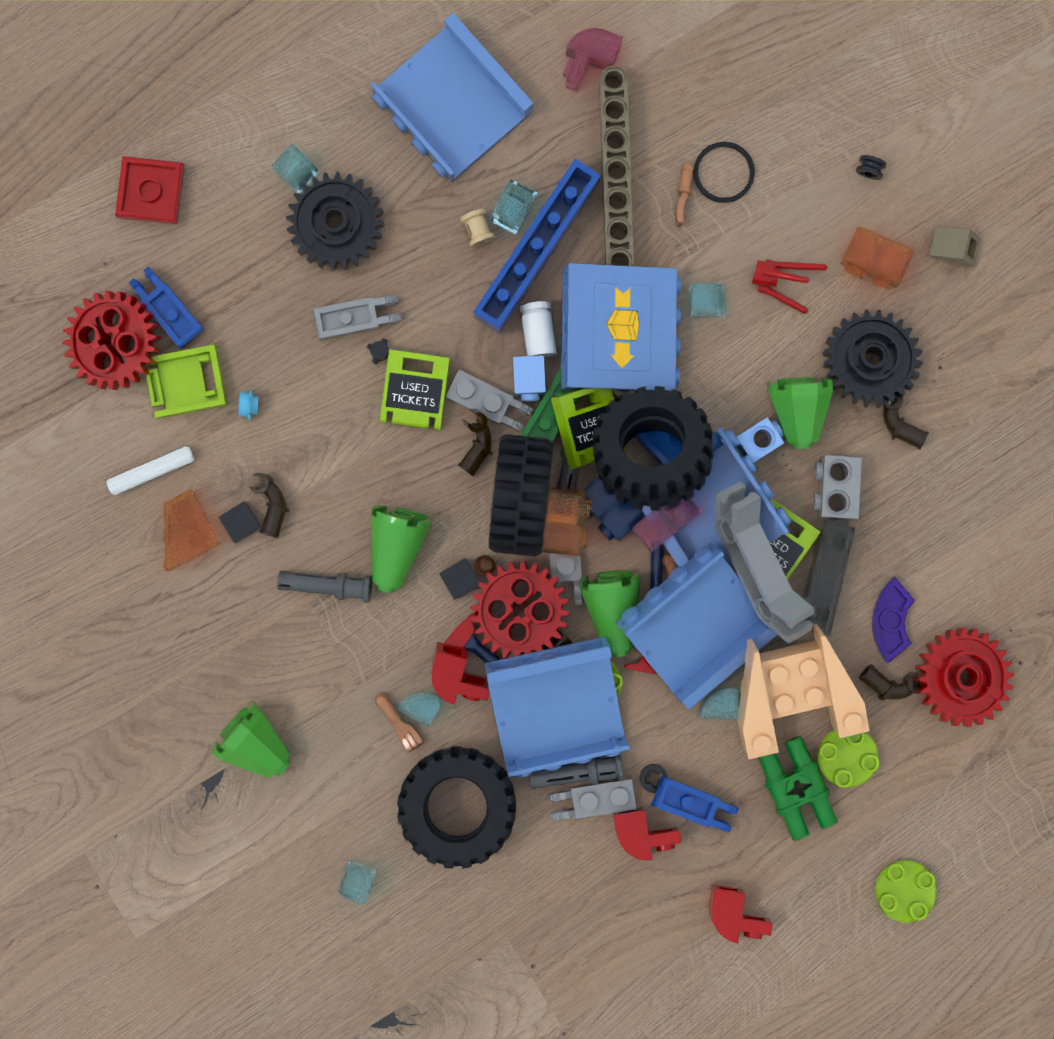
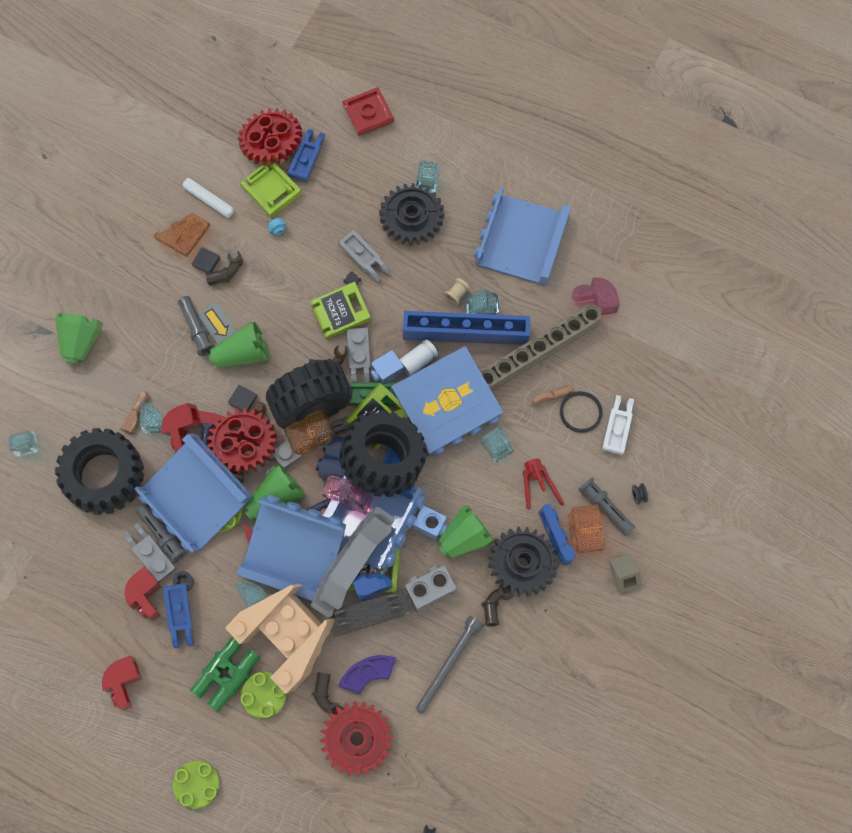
camera: 55 degrees right, 15 degrees down
(334, 555) = (216, 323): none -> light grey sticker
(772, 139) = (618, 427): none -> white hinge
(799, 555) = (371, 585): none -> blue rock
(848, 218) = (600, 498): none -> dark grey pin
(863, 298) = (557, 535): none -> blue hinge
(913, 467) = (471, 628): none -> dark grey piece

